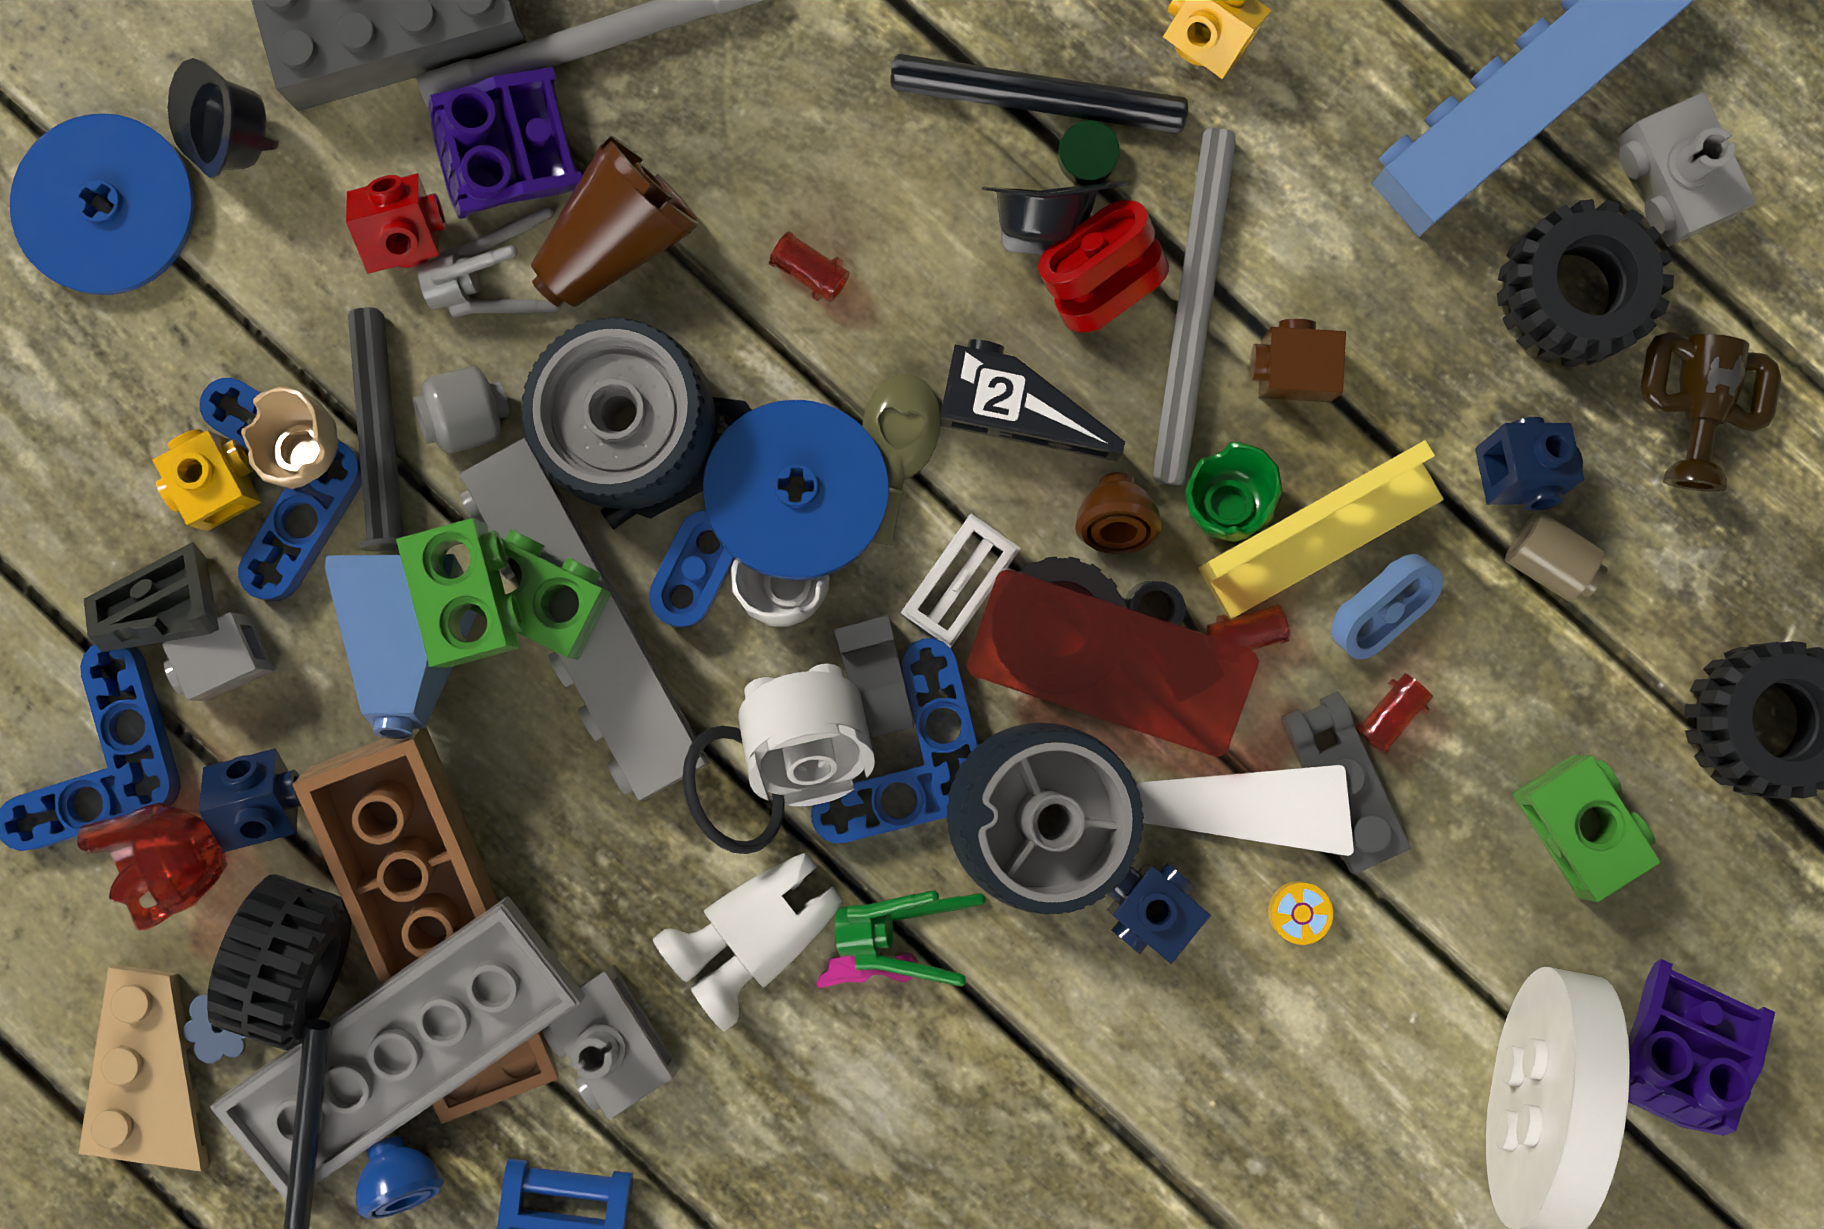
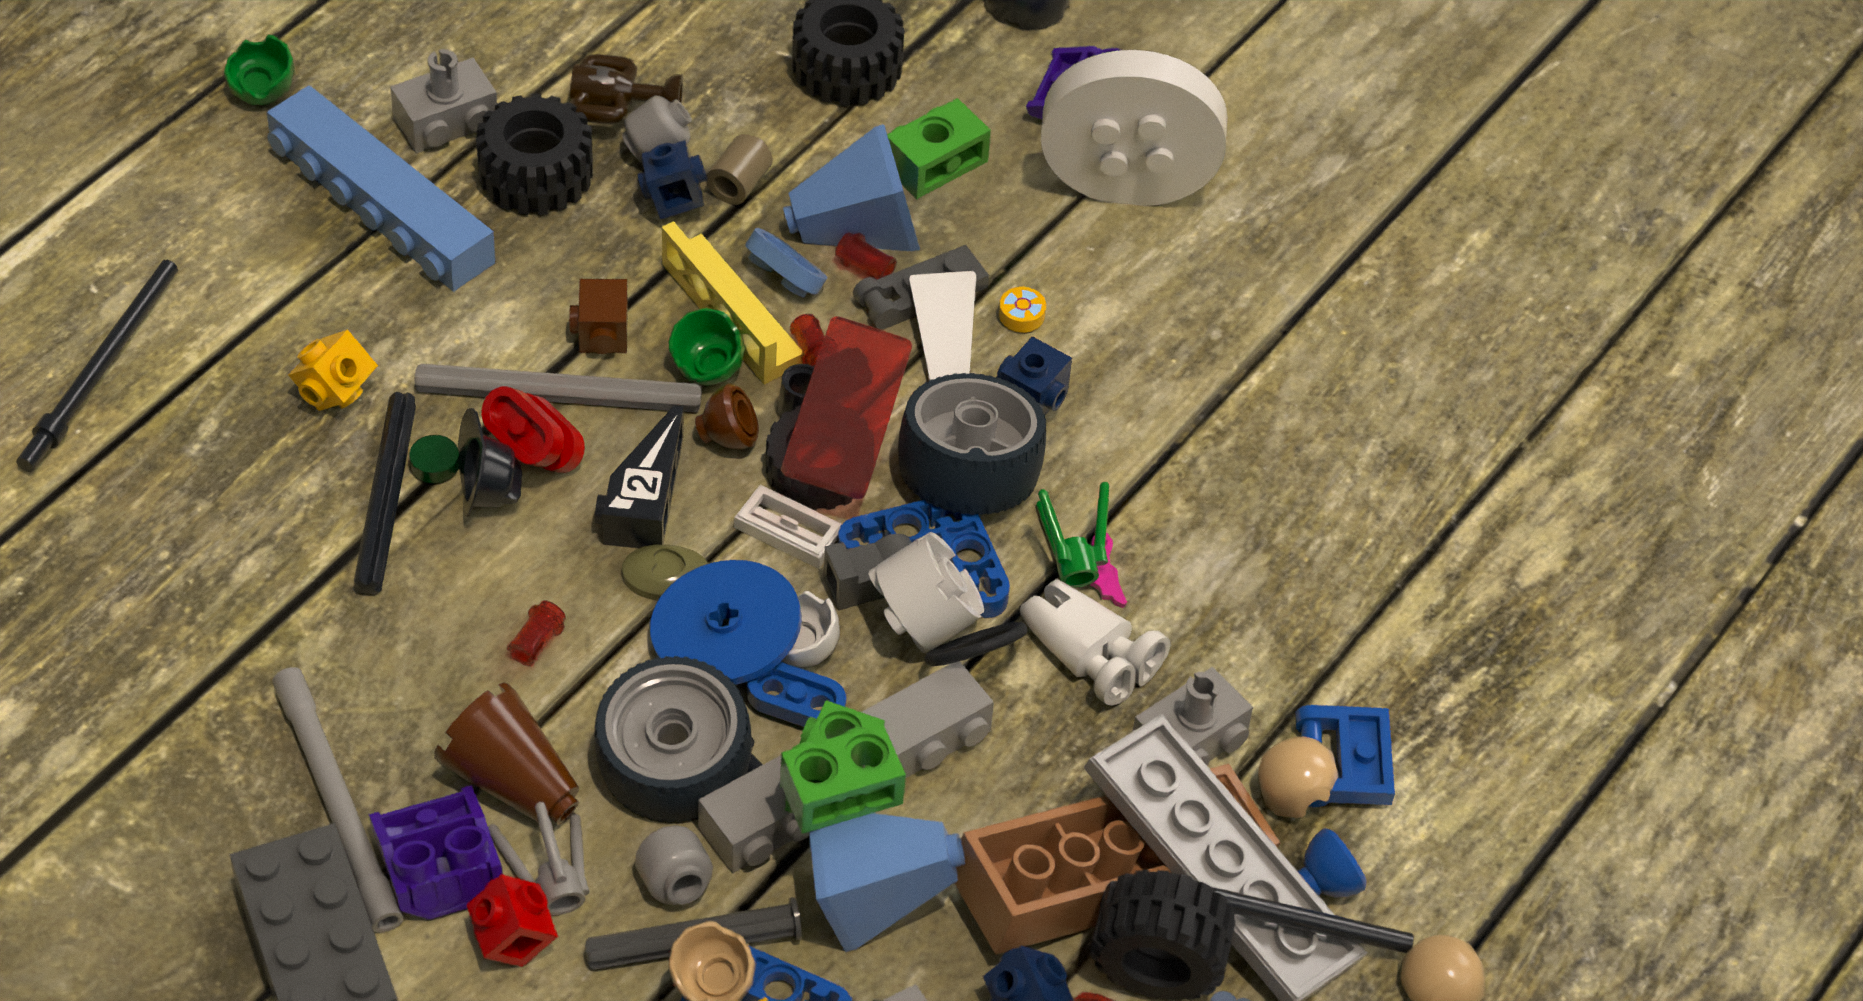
camera: 100 degrees left, 35 degrees down
(525, 1161) = (1296, 775): none -> tan hair
(1486, 709) = (855, 195): none -> medium blue slope
(1623, 448) = (654, 124): none -> light grey head

